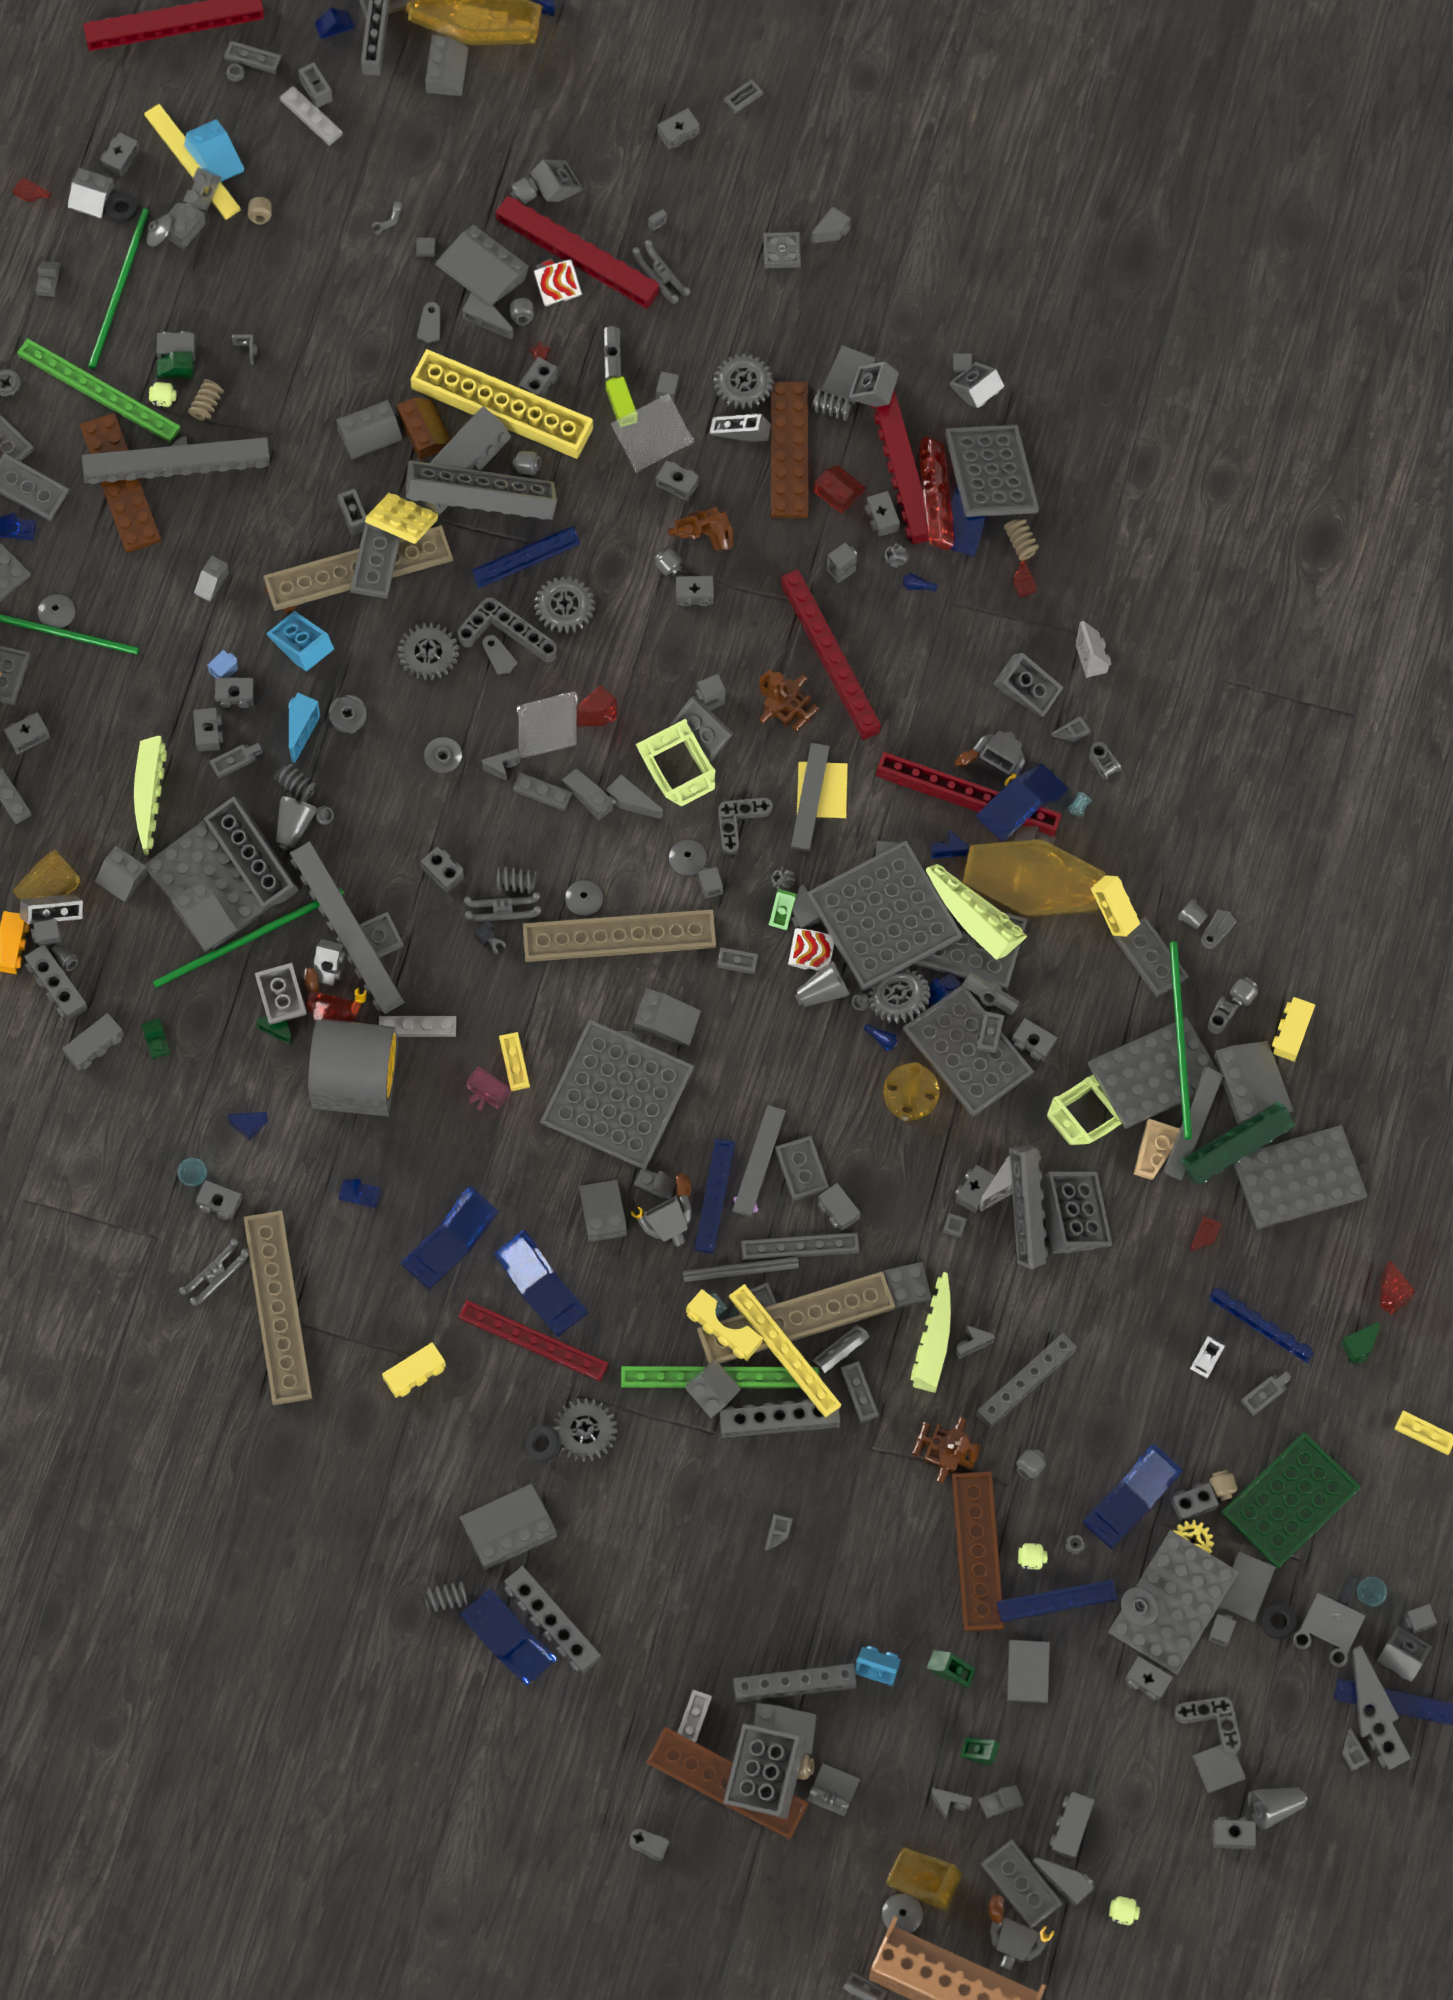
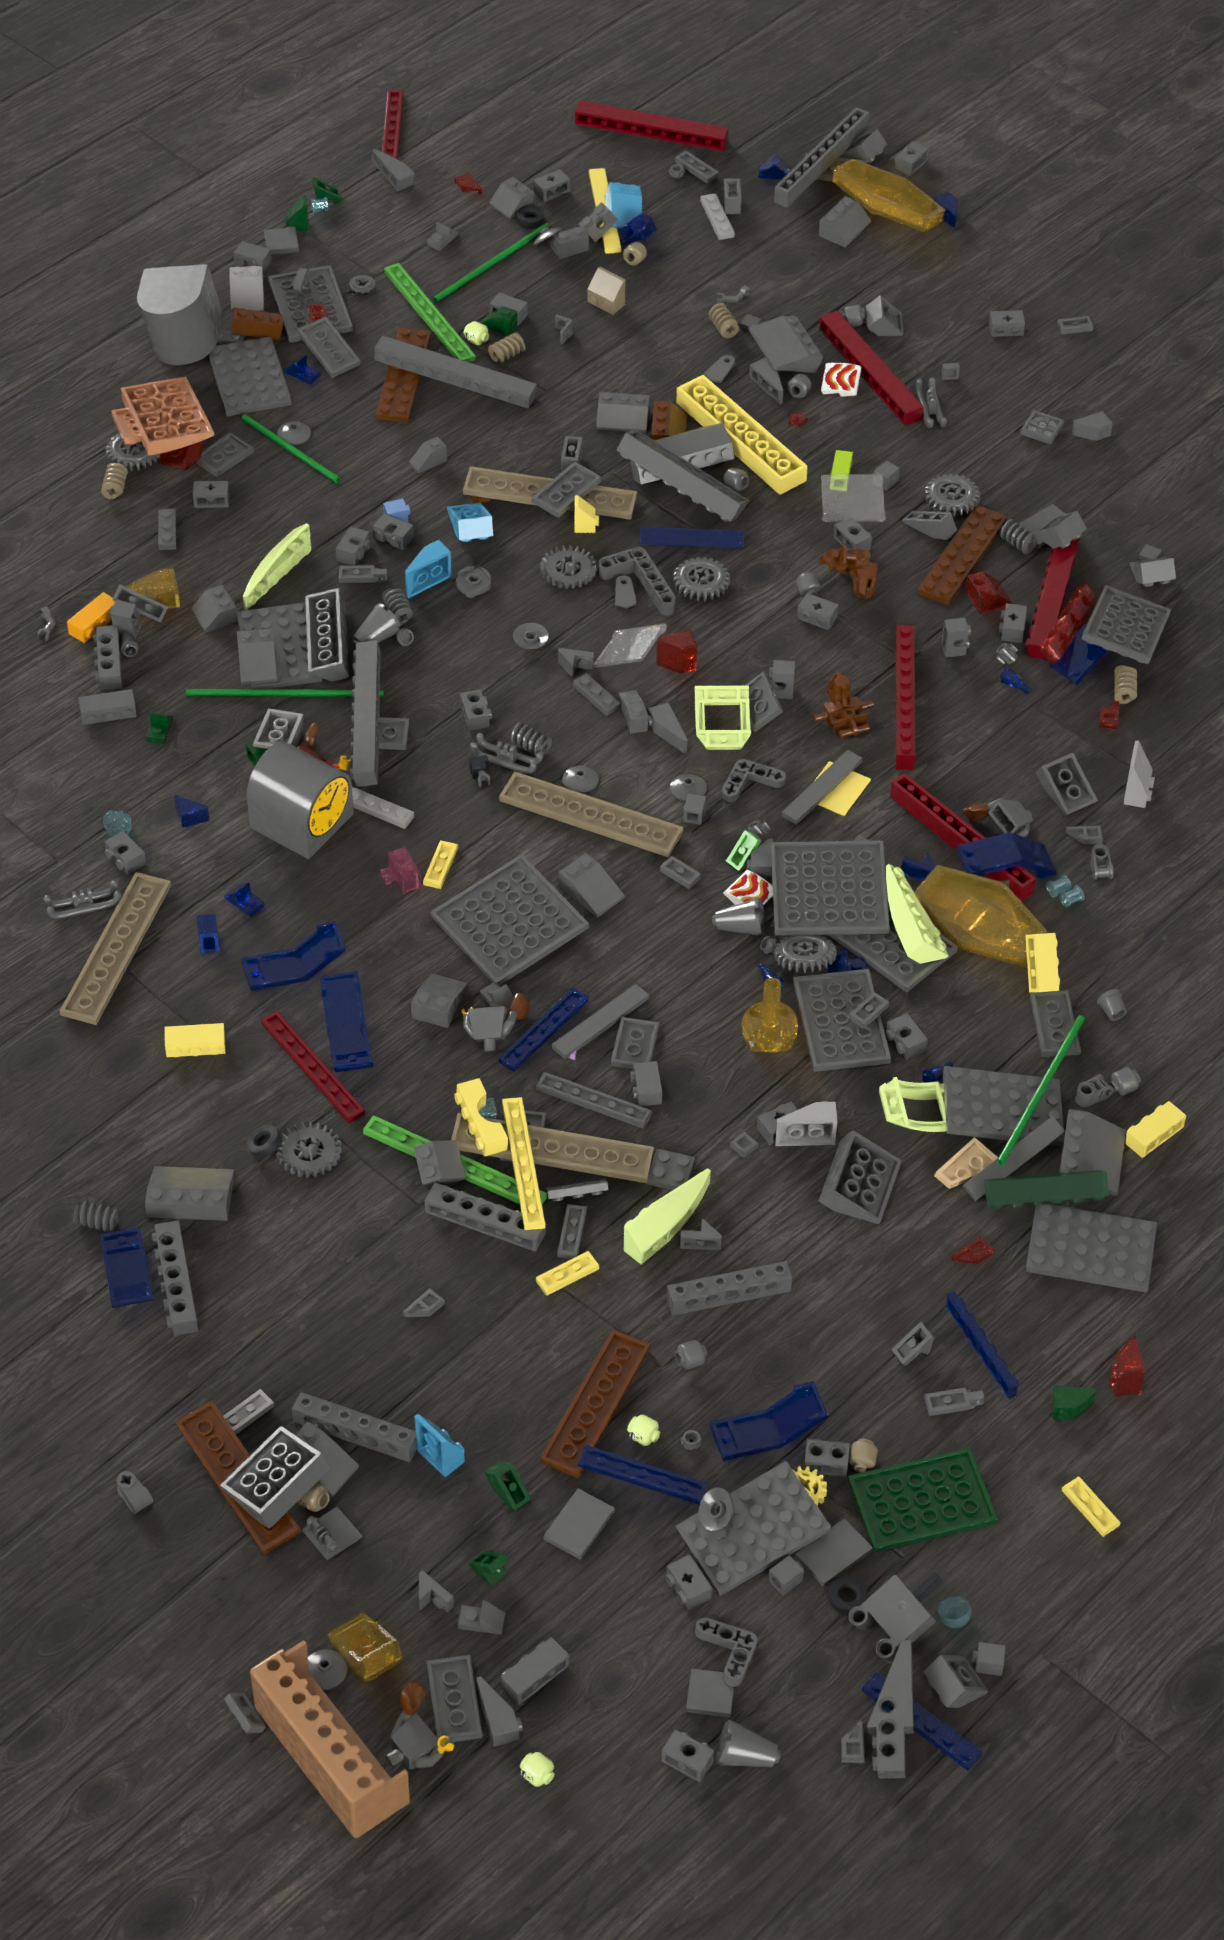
camera: 30 degrees right, 20 degrees down
(243, 176) = (637, 229): none -> clear blue slope
(264, 279) = (607, 291): none -> slope
(329, 952) = (326, 732): dark grey brick -> none
(354, 1251) = (208, 933): none -> clear blue slope
(399, 261) = (723, 320): none -> dark tan piece
(401, 518) = (607, 471): light yellow plate -> none
(411, 584) = (585, 516): none -> light yellow slope
(534, 378) = (785, 430): dark grey brick -> none
(612, 345) = (856, 436): dark grey piece -> none
(740, 1269) = (530, 1093): dark grey axle -> none
(879, 1435) = (567, 1273): none -> light yellow tile
(947, 1448) = (620, 1307): reddish brown piece -> none
(990, 993) = (888, 984): dark grey piece -> none
(1028, 1206) = (815, 1144): dark grey slope -> none
(1078, 1068) = (935, 1074): none -> clear blue cone
(1096, 810) = (1071, 896): none -> clear light blue bush
(1218, 928) = (1131, 1028): dark grey piece -> none

